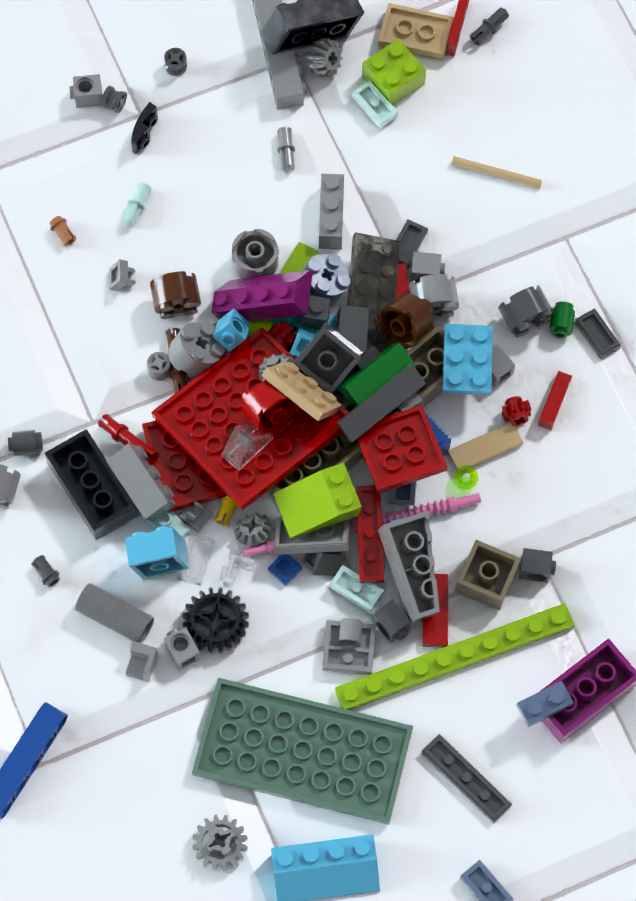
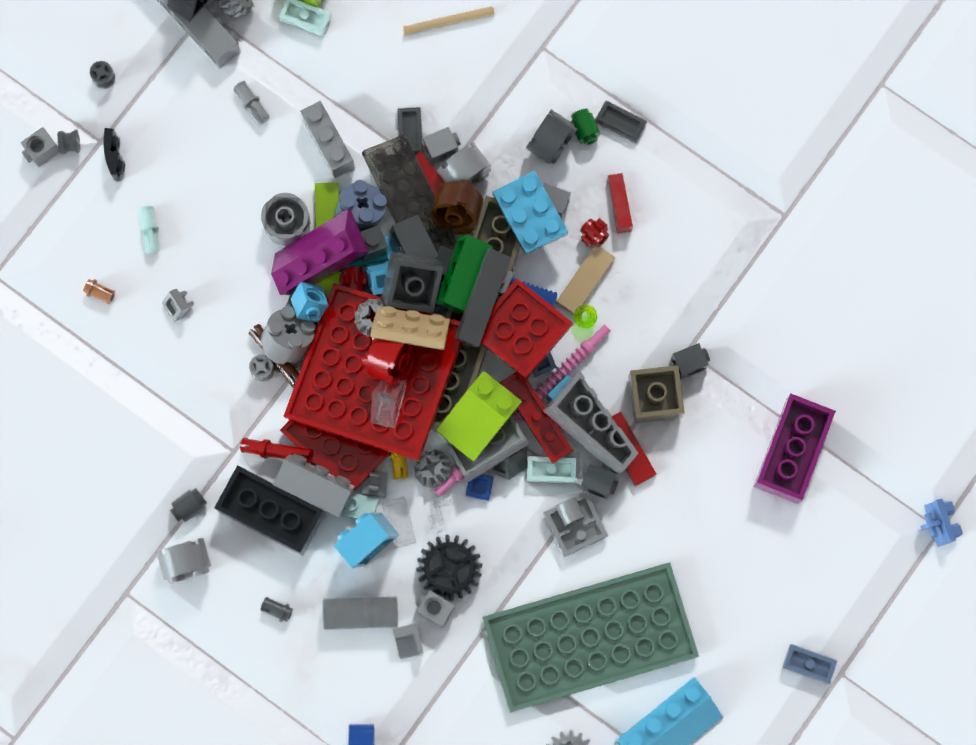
camera: 30 degrees left, 10 degrees up
(175, 294) = (237, 295): reddish brown brick -> none
(454, 657) = (667, 481): lime plate -> none
(466, 778) = (738, 579): dark grey tile -> none
(544, 704) = (771, 482): sand blue plate -> none

